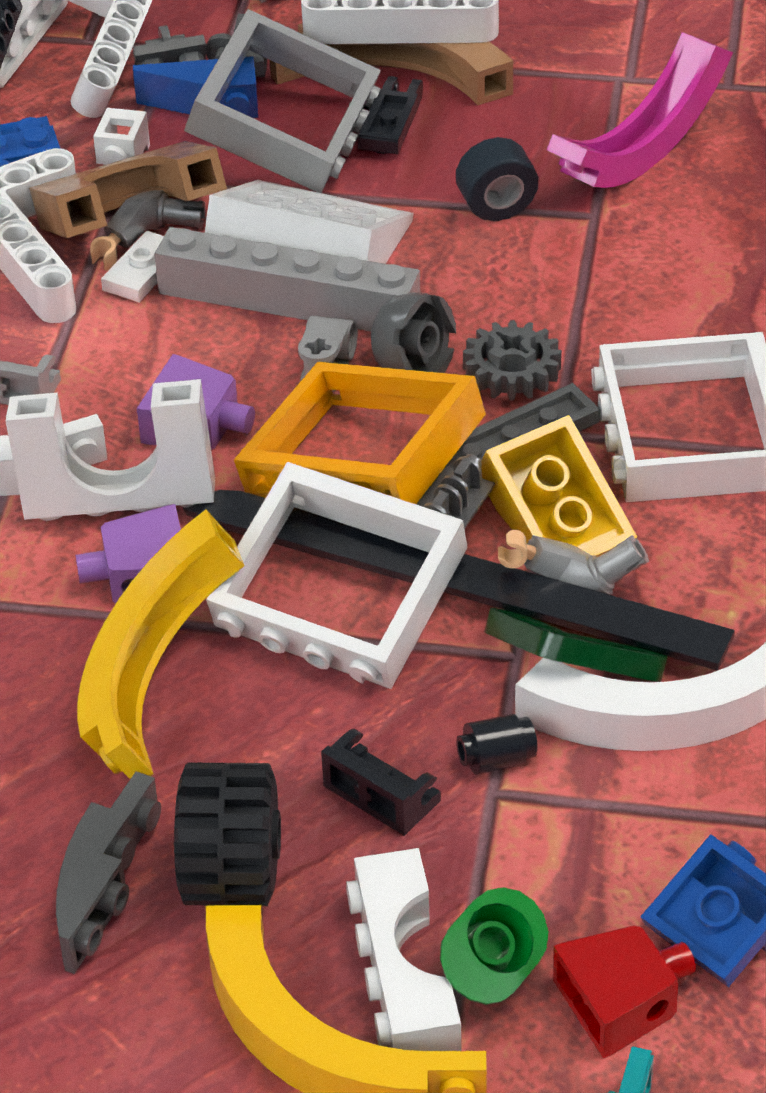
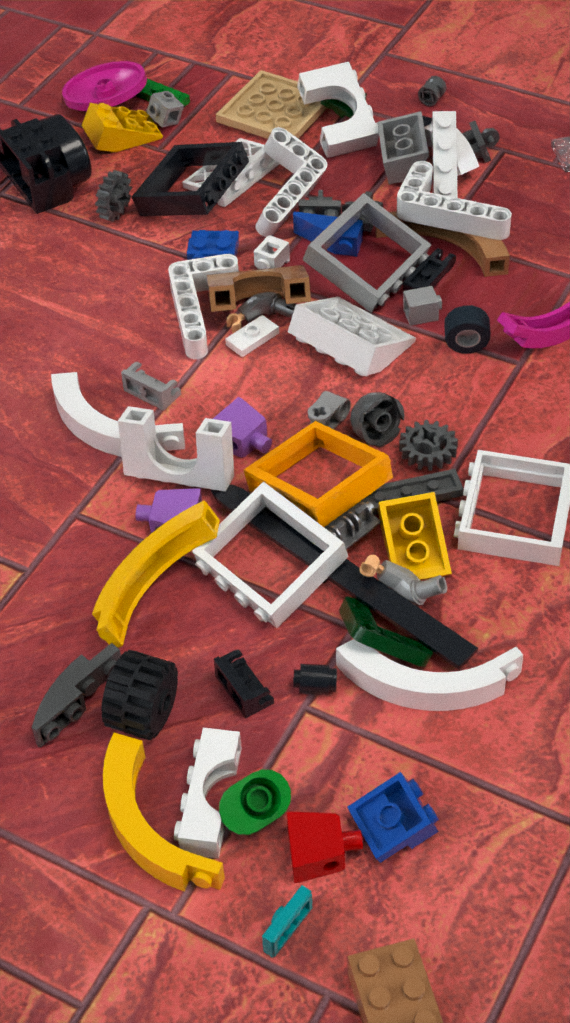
camera: 20 degrees right, 5 degrees up
(277, 277) = (319, 362): light grey brick -> none
(402, 163) = (421, 305): none -> light grey brick

